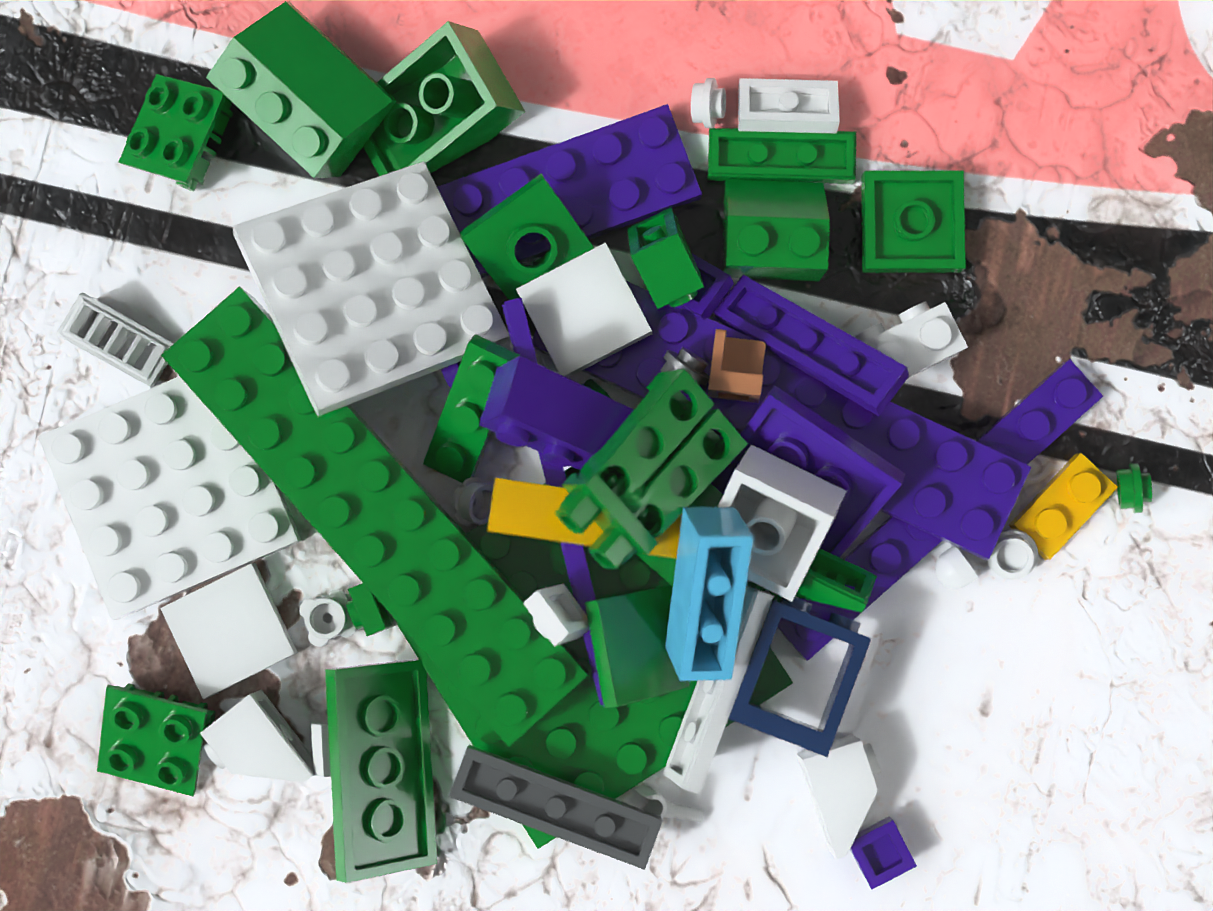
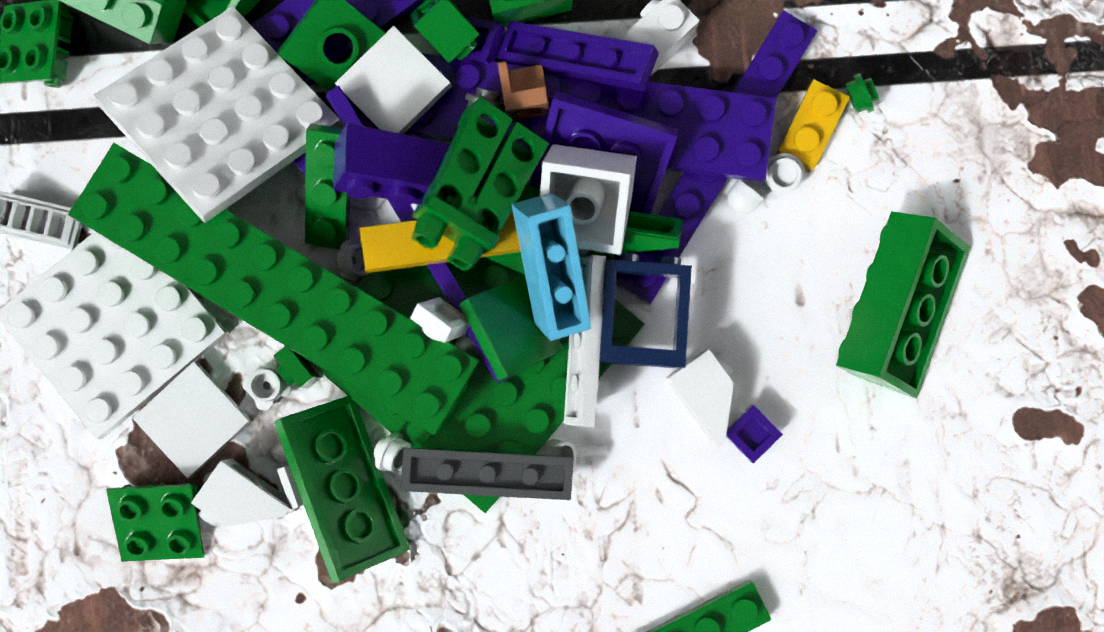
camera: 15 degrees left, 0 degrees up
(449, 743) = (389, 452): none -> white plate
(1107, 753) = (903, 303): none -> green slope

